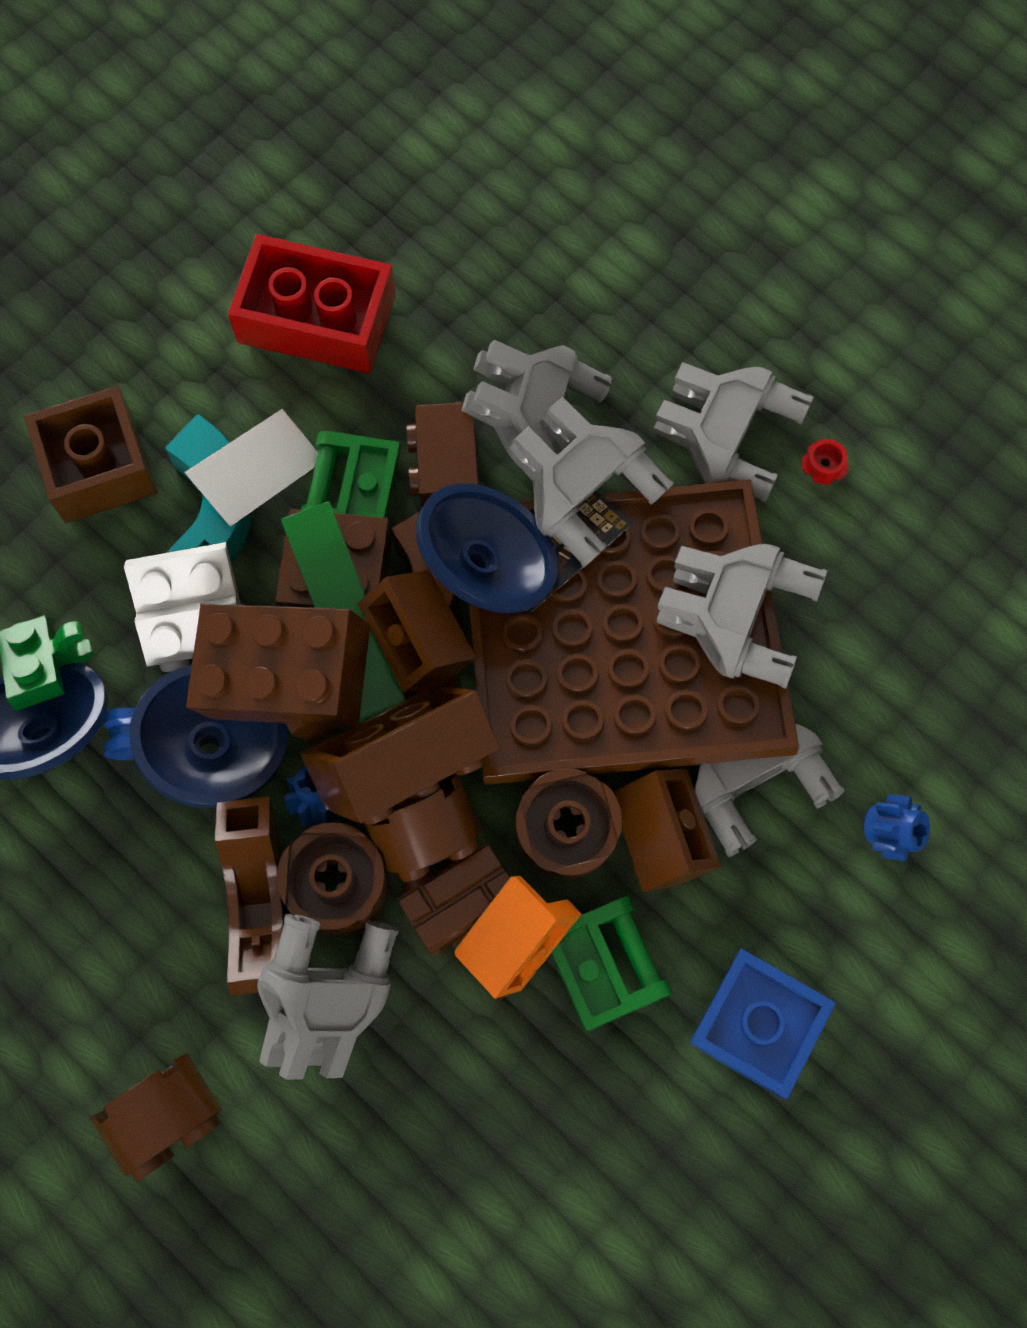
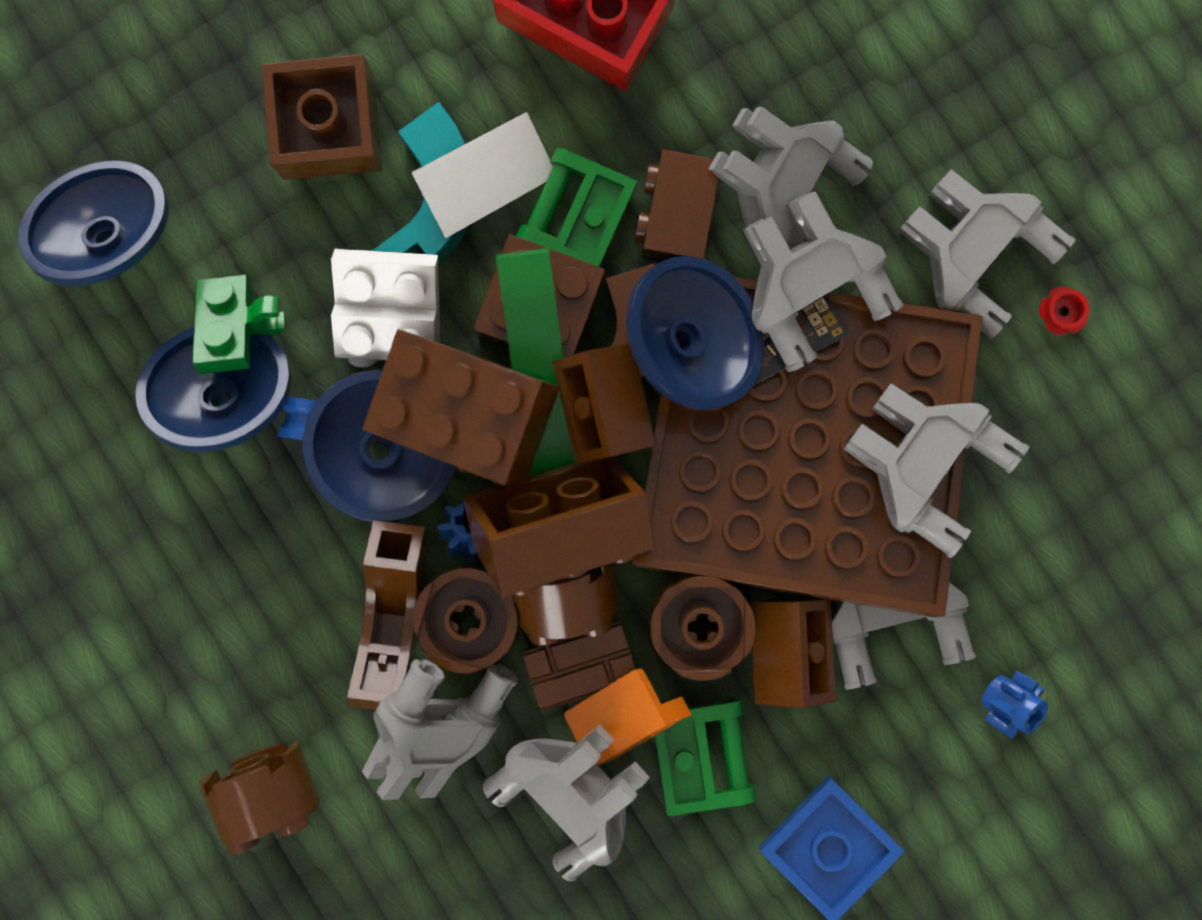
camera: 15 degrees right, 15 degrees up
(486, 1029) = (573, 793): none -> light grey connector

